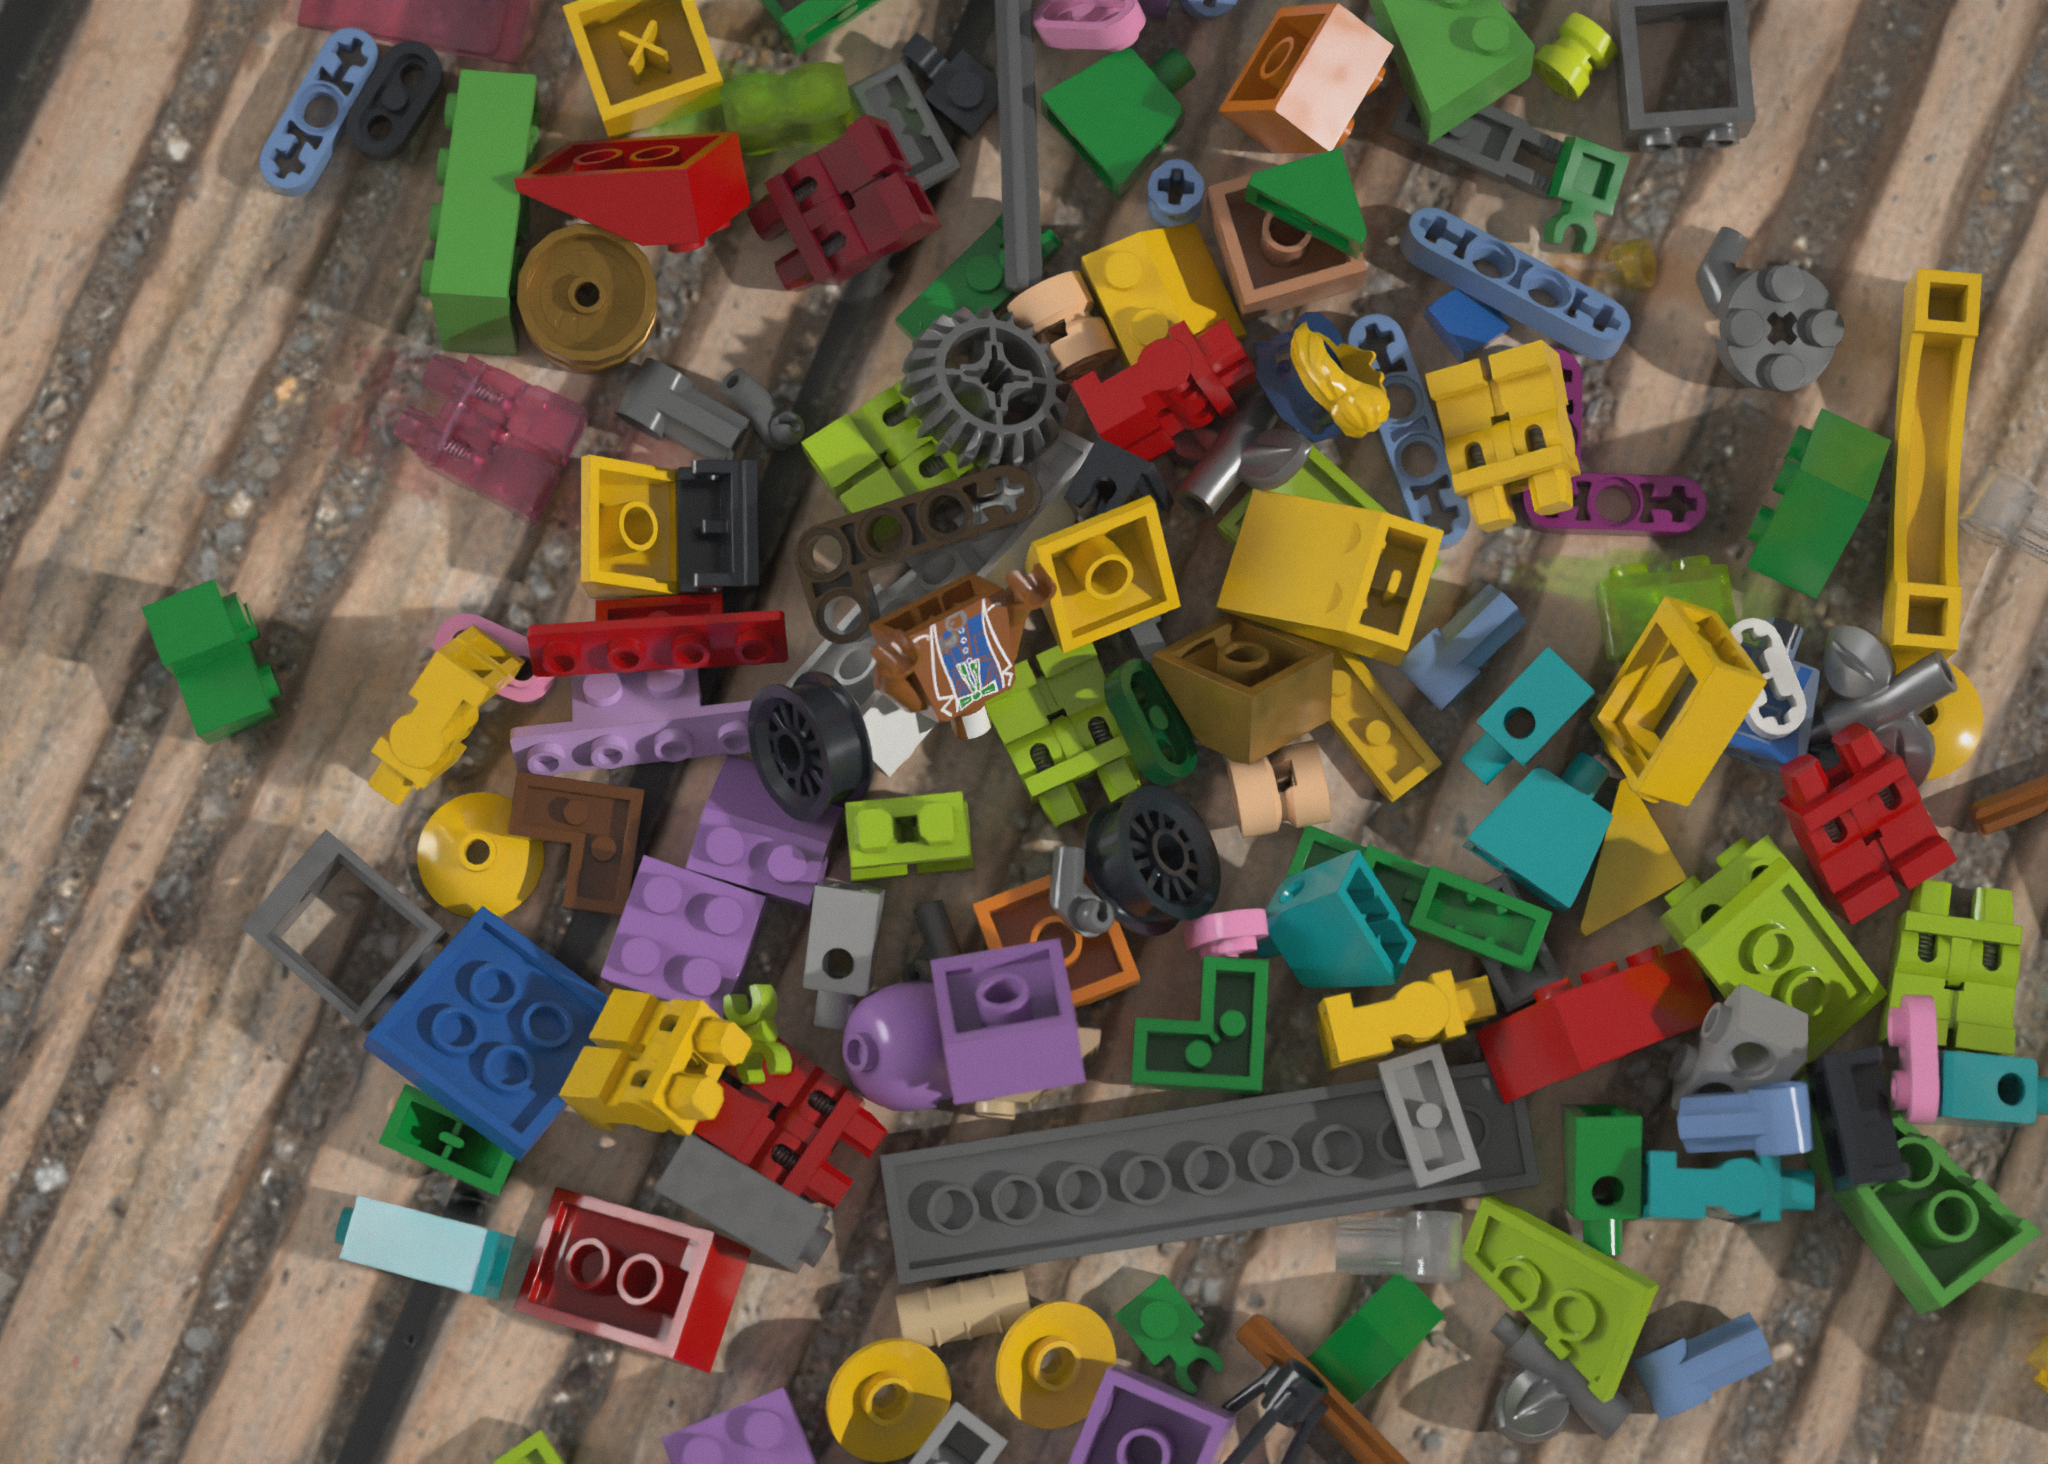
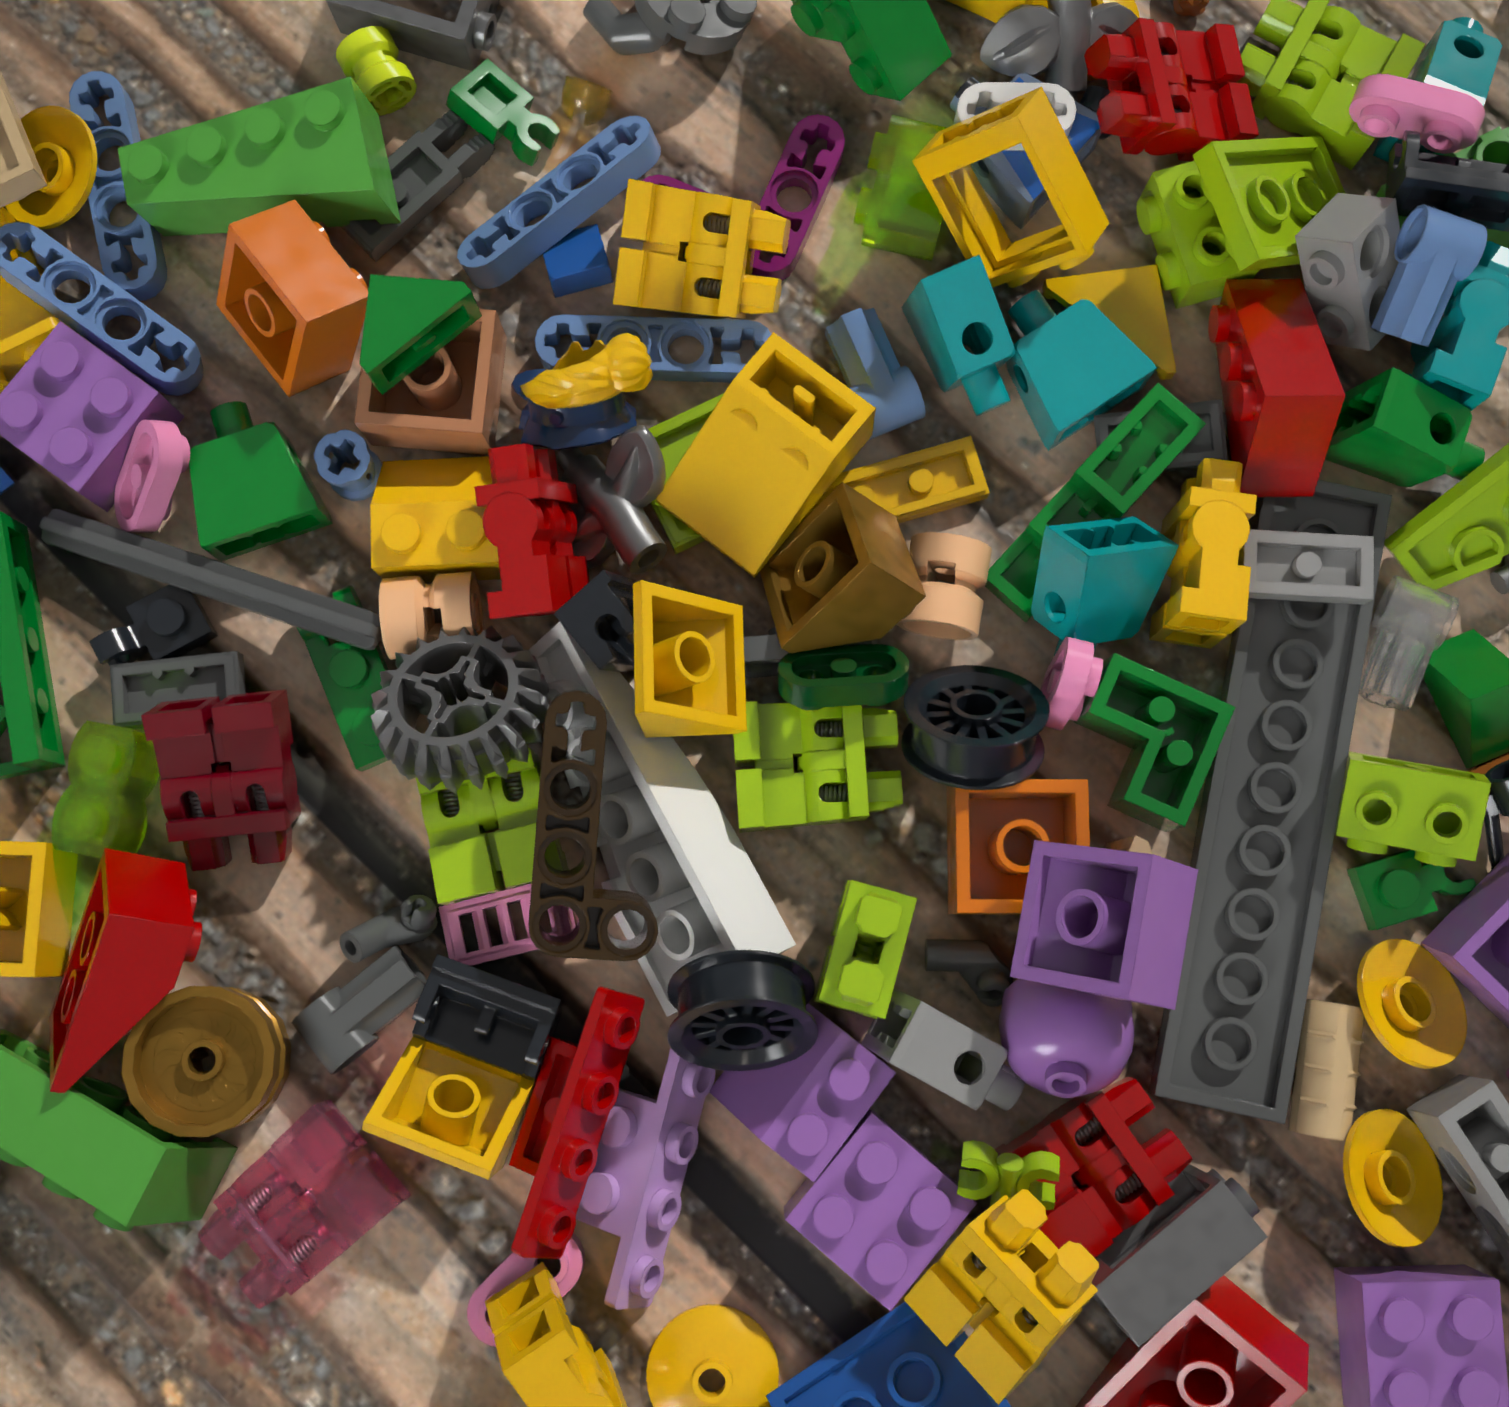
camera: 70 degrees left, 0 degrees up
(596, 823) = (730, 1249): reddish brown plate -> none
(796, 458) = (560, 917): none -> bright pink slope
(957, 647) = (704, 829): dark orange torso -> none
(1072, 898) = (994, 812): dark grey arm -> none
(1236, 1295) = (1412, 808): none -> lime brick

